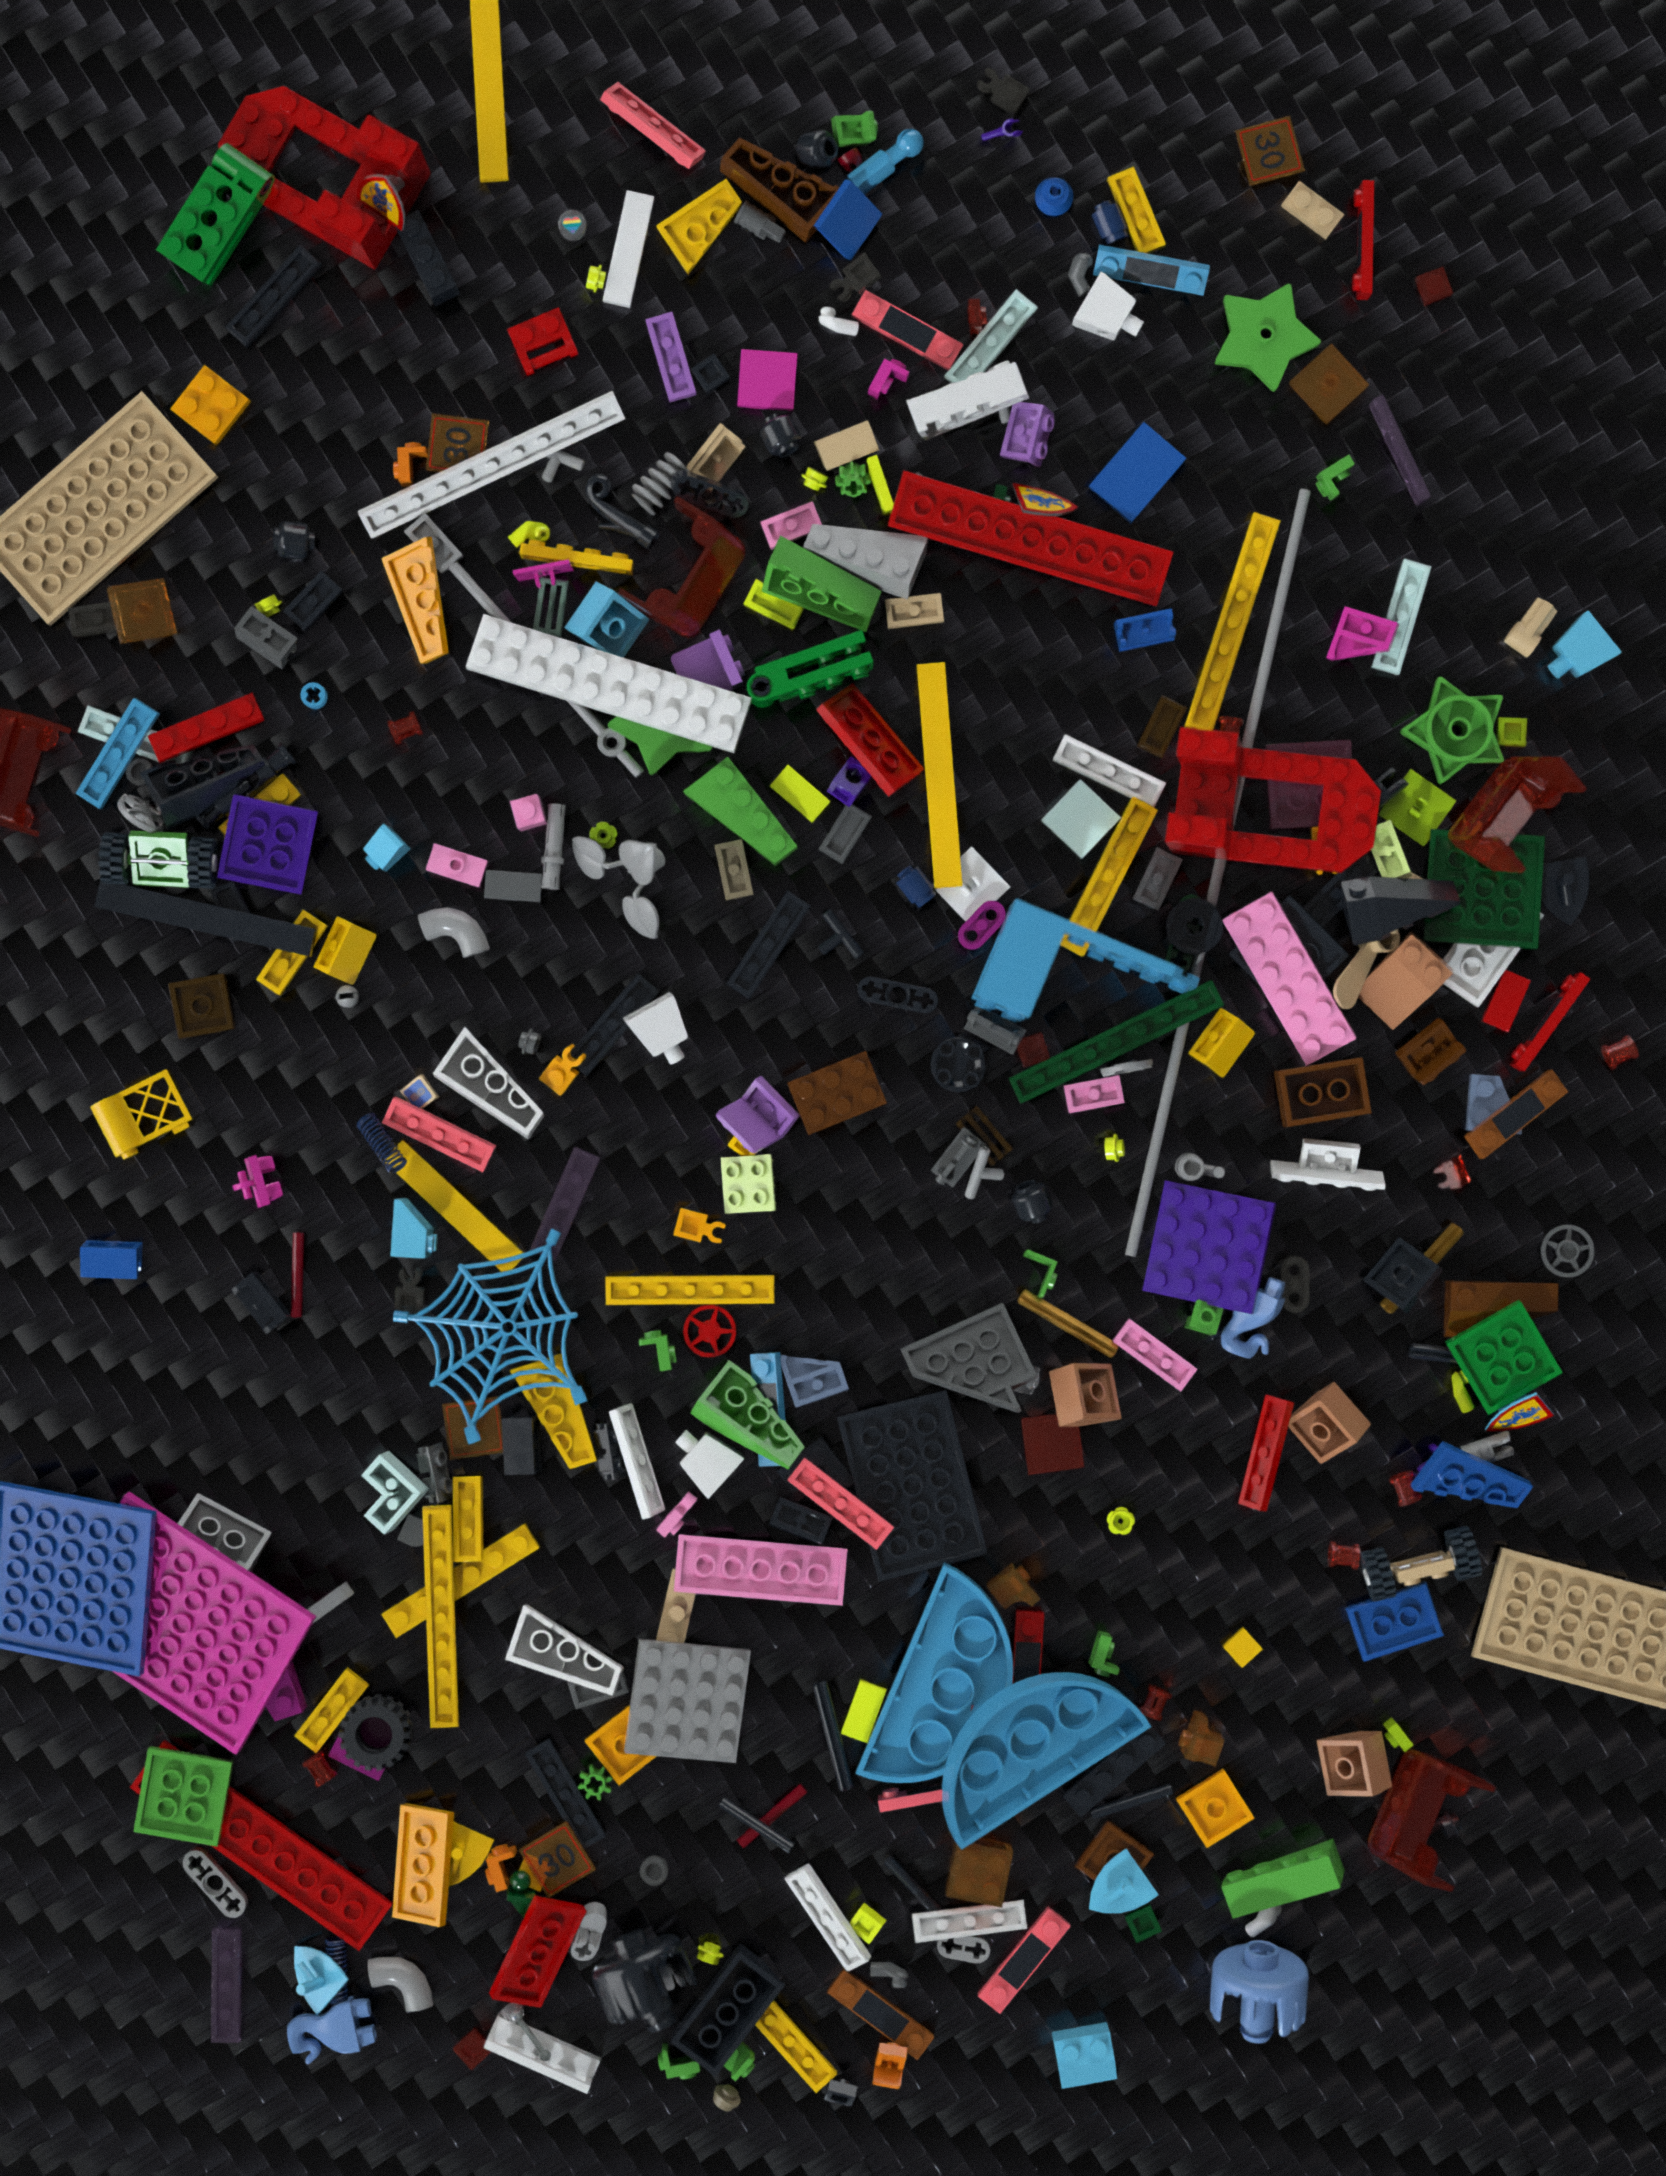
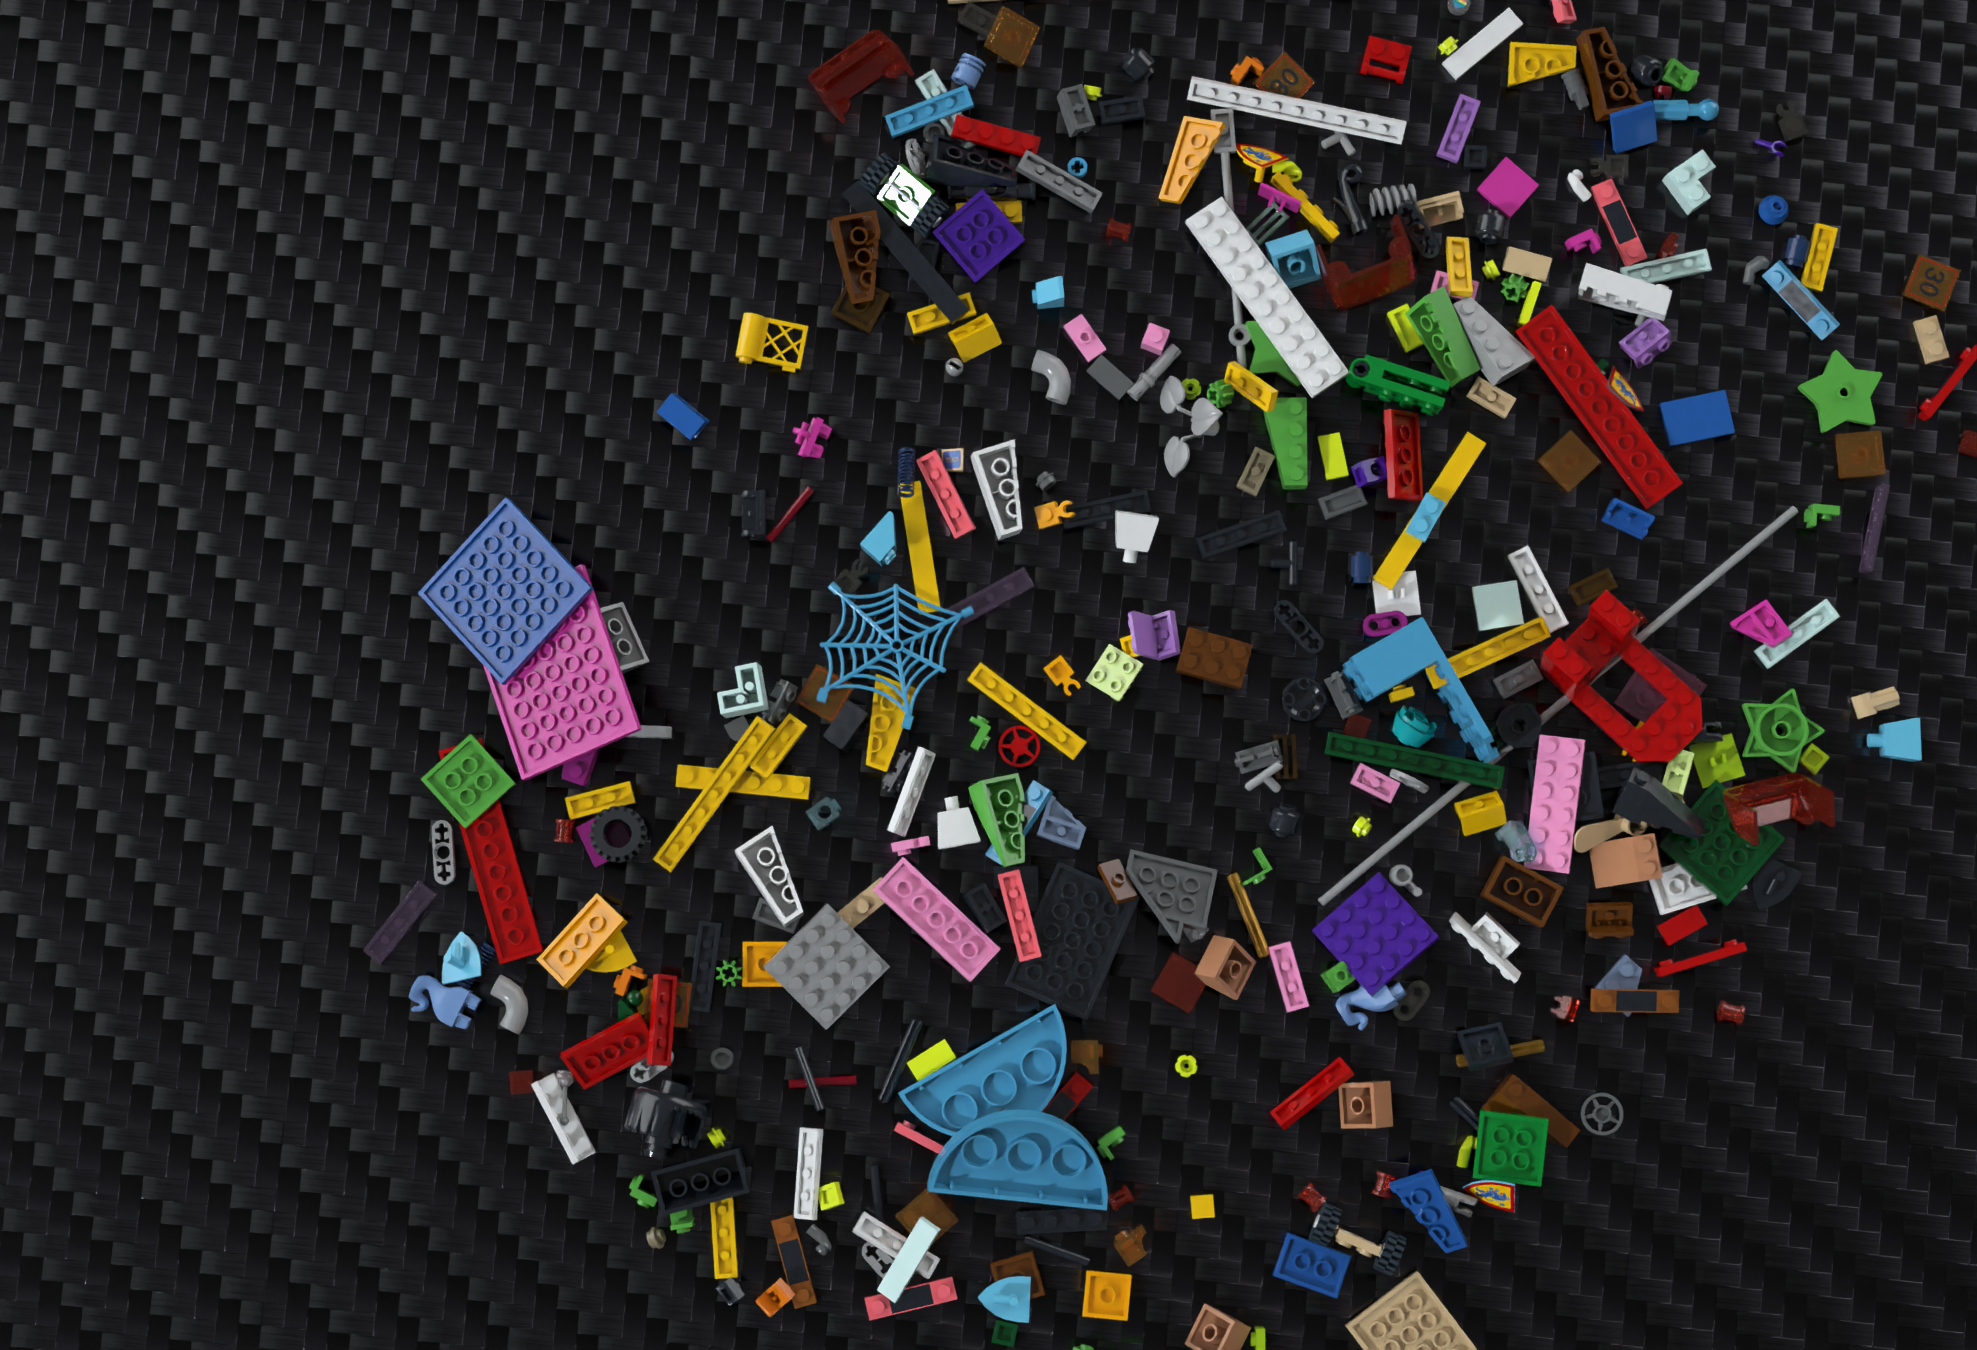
camera: 40 degrees right, 5 degrees down
(125, 681) = (968, 71): none -> medium blue piece
(154, 953) = (856, 246): none -> reddish brown wedge
(305, 725) = (1058, 181): none -> dark grey plate
(491, 543) = (1259, 158): none -> shield
(559, 1560) = (813, 813): none -> clear light blue brick
(564, 1884) = (662, 1020): none -> red plate
(637, 817) = (1220, 393): none -> bright green gear
(663, 788) = (1251, 386): none -> yellow plate
(710, 663) = (1340, 332): medium lavender bracket -> none
(779, 501) = (1458, 266): none -> yellow plate
(912, 1392) = (1117, 881): none -> plate
(940, 786) = (1425, 517): none -> medium azure plate
(941, 235) = (1685, 182): none -> light aqua brick
(993, 1928) = (908, 1259): none -> light aqua tile
(1042, 616) = (1569, 461): none -> clear orange plate
(1052, 983) = (1400, 693): none -> yellow plate
(1088, 1009) = (1412, 727): none -> teal cone
(1107, 310) = (1754, 304): white torso -> none
(1232, 622) = (1689, 554): yellow tile -> none
(1281, 1044) = (1518, 841): none -> clear light blue leg

